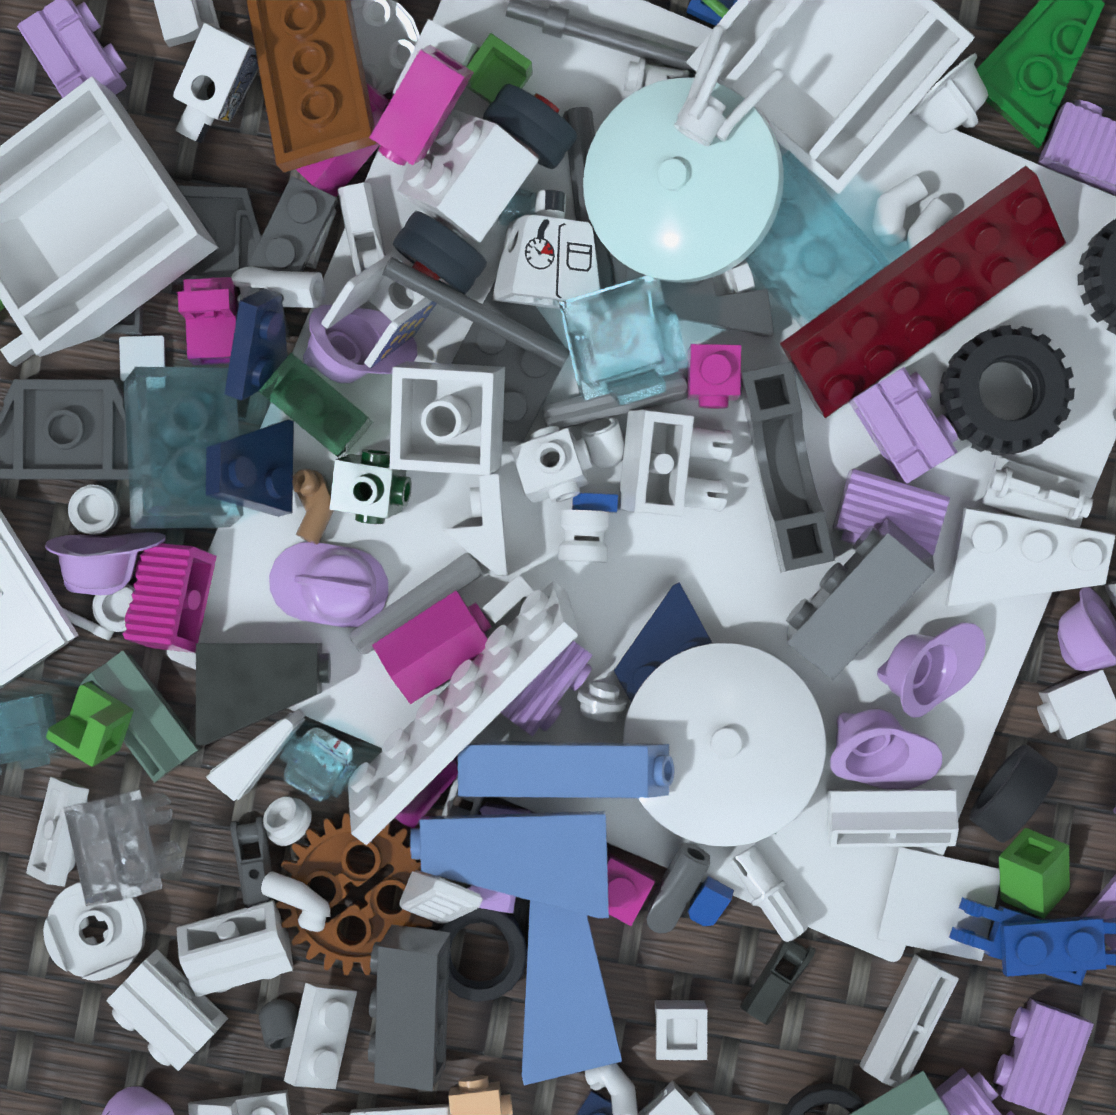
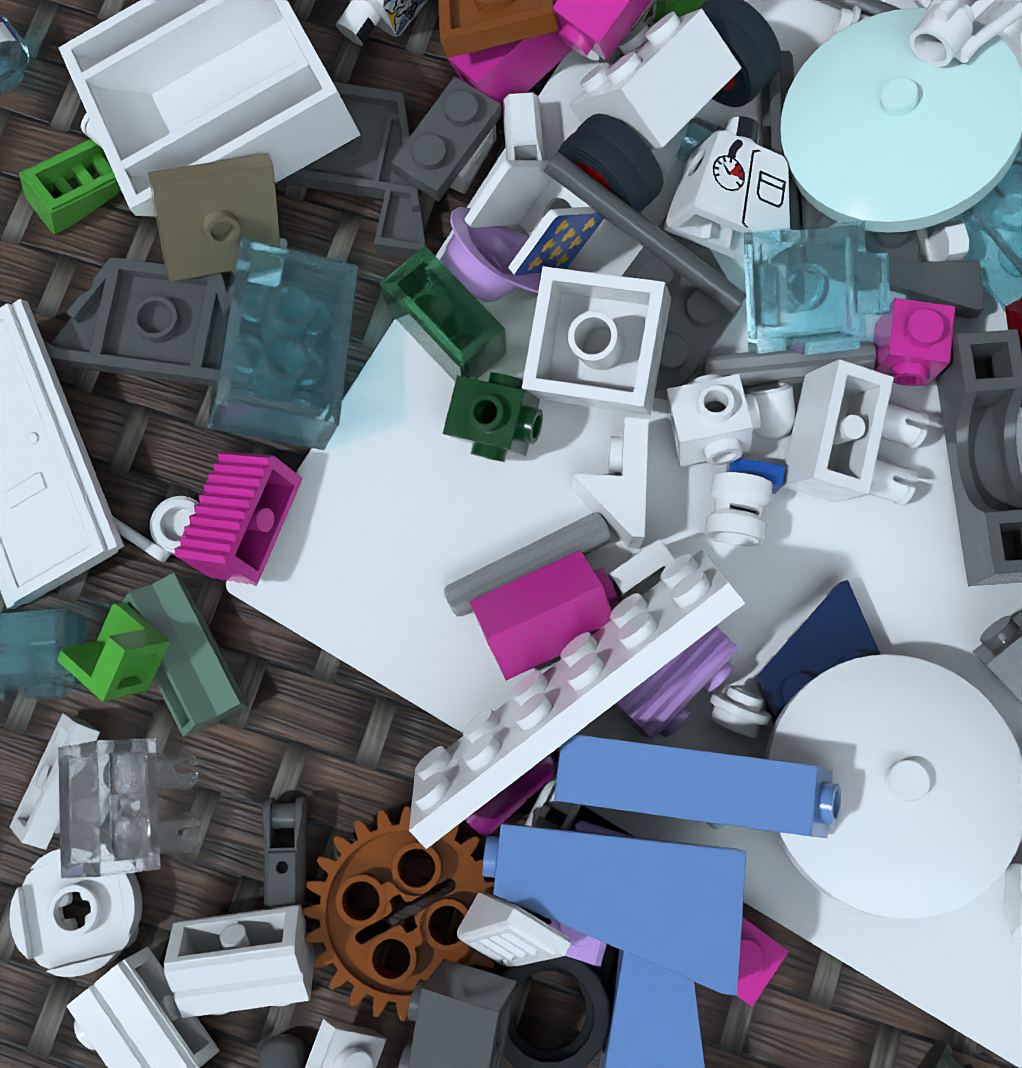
camera: 10 degrees right, 10 degrees down
(17, 351) = (130, 230): white piece -> none
(94, 509) = (174, 414): white tile -> none
(100, 562) = (161, 471): lavender piece -> none
(107, 343) = (209, 209): none -> dark tan plate
(210, 318) = (341, 212): dark pink brick -> none
(247, 765) = (298, 729): white slope -> none
(252, 682) = (318, 629): pearl dark grey slope -> none
(254, 469) = (358, 375): dark blue wing -> none
(257, 343) = (385, 231): dark blue wing -> none
(286, 820) = (333, 806): white plate -> none
(297, 288) = (424, 185): white bar -> none
(299, 895) = (332, 904): white arm -> none
(316, 499) = (426, 426): medium nougat arm -> none
(318, 764) = (382, 741): clear light blue head -> none
(328, 584) = (427, 529): lavender piece -> none
(676, 887) = (811, 962): dark grey bar -> none
(709, 902) = (847, 987): blue piece -> none
(769, 893) = (930, 989): white axle -> none

